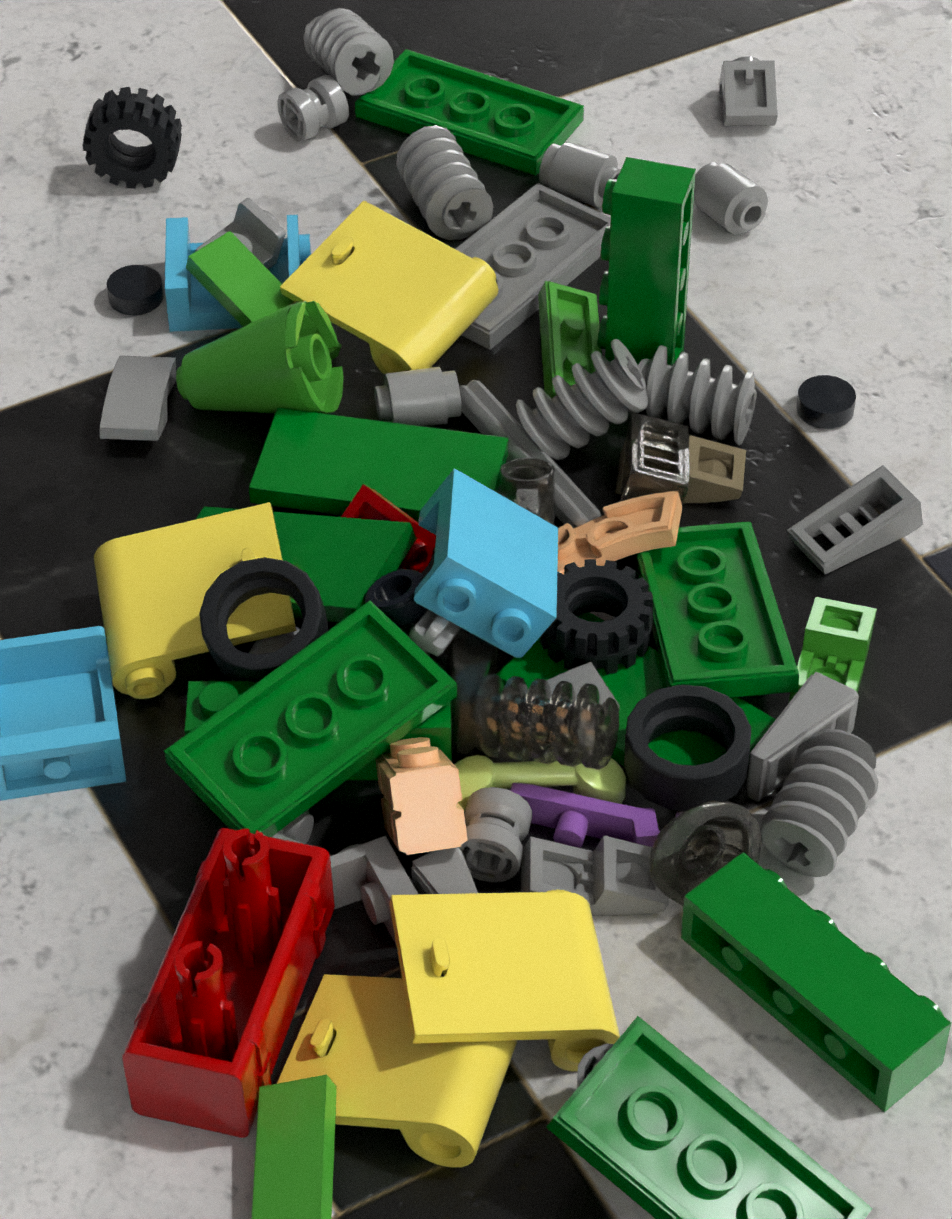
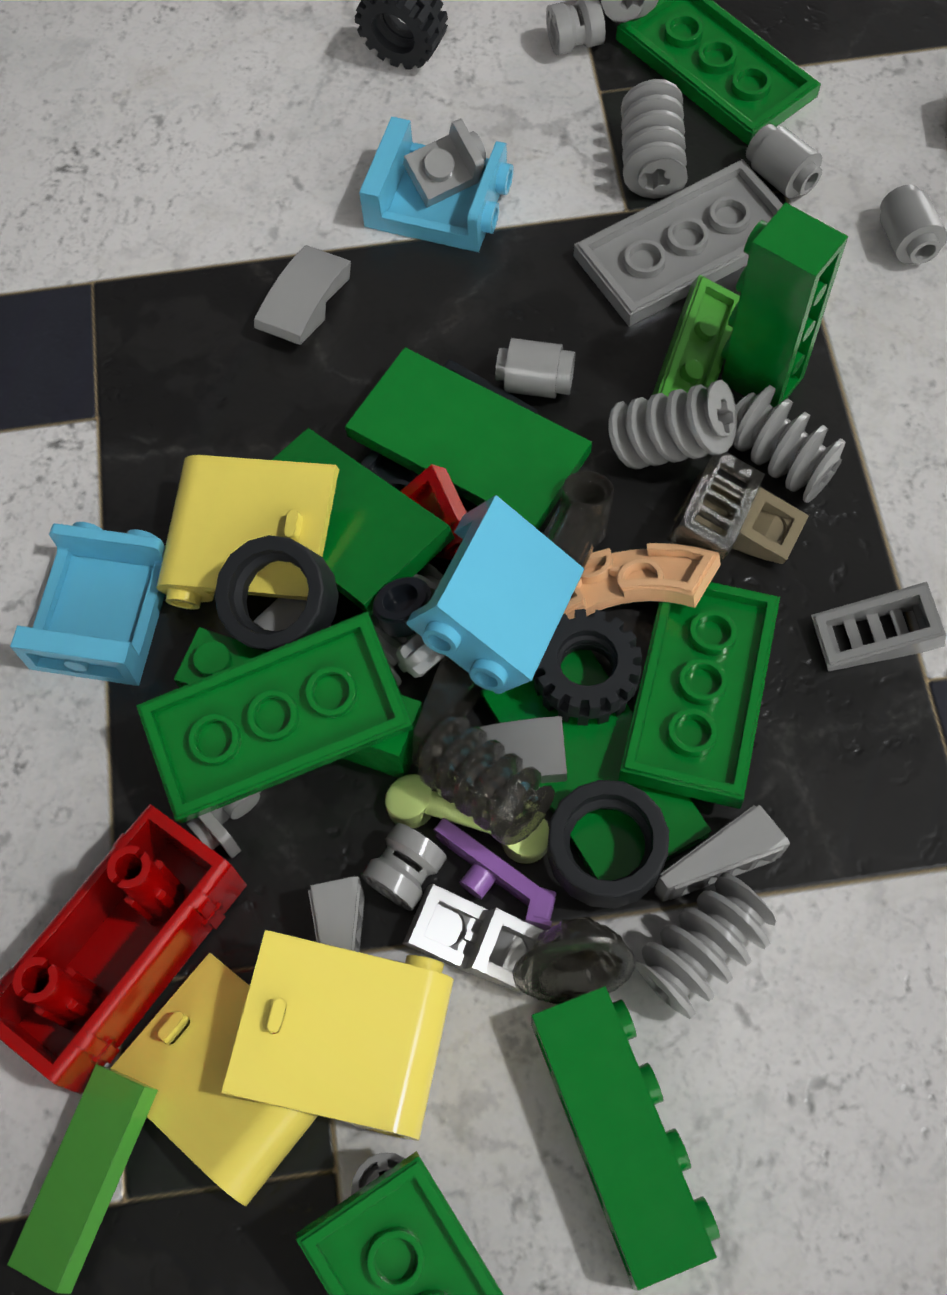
camera: 25 degrees right, 20 degrees up
(135, 290) = (345, 175): black tile -> none
(239, 281) = (440, 231): bright green tile -> none
(267, 365) = (418, 301): bright green cone -> none
(372, 875) = (288, 897): light grey bracket -> none
(394, 288) = (555, 249): light yellow door -> none
(420, 797) = (341, 825): light nougat brick -> none
(493, 419) = (595, 413): light grey axle -> none
(826, 401) = (909, 480): black tile -> none
(836, 642) = (797, 767): bright green slope -> none

